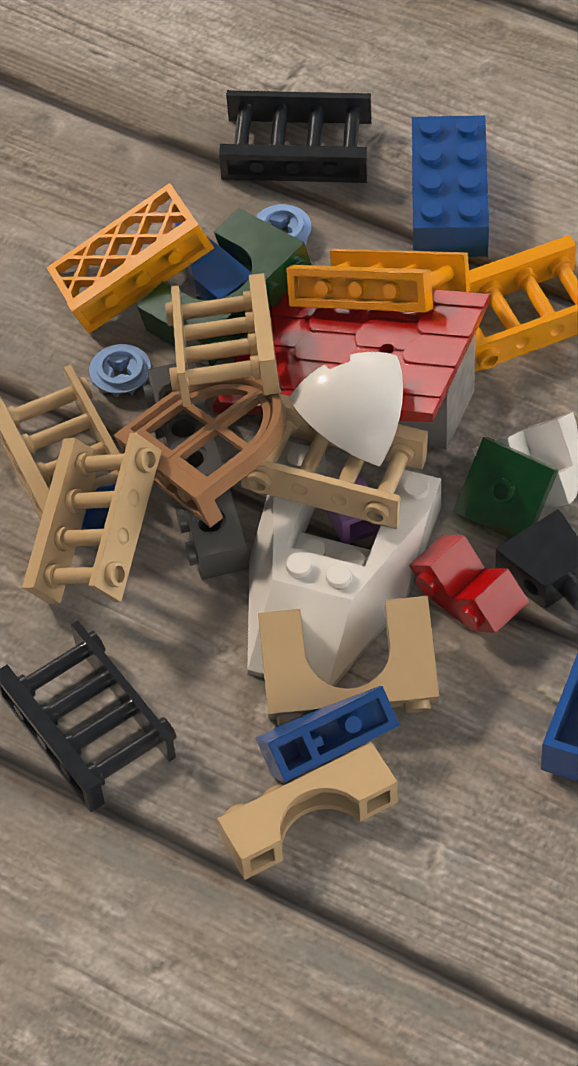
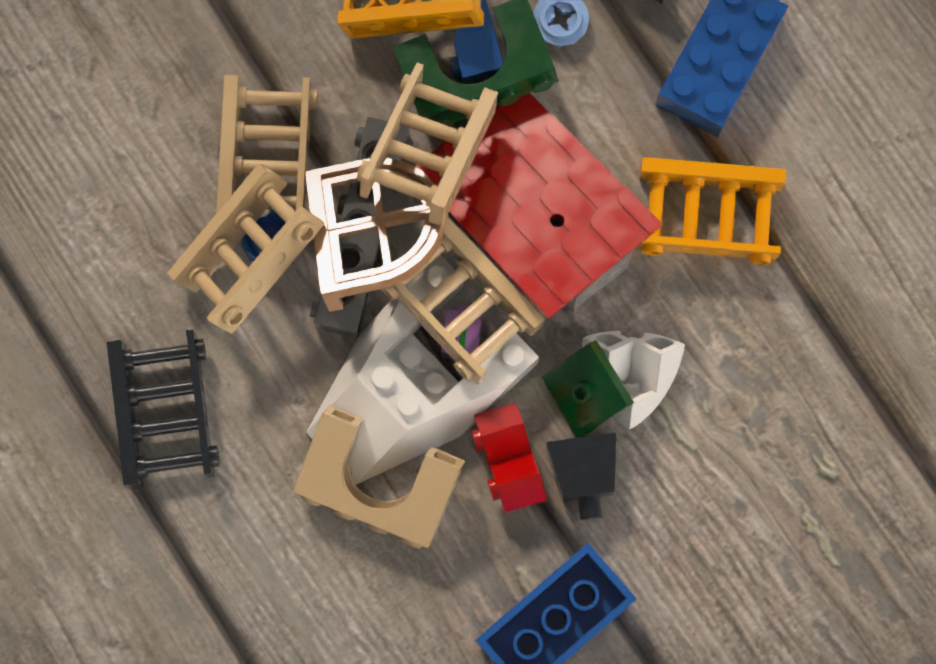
camera: 25 degrees right, 25 degrees up
(117, 358) = (360, 79): light blue gear -> none
(326, 733) = (322, 532): blue slope -> none
(352, 784) = (234, 582): tan arch -> none
(355, 403) = (492, 274): white brick -> none
(378, 280) = (587, 164): light orange fence -> none

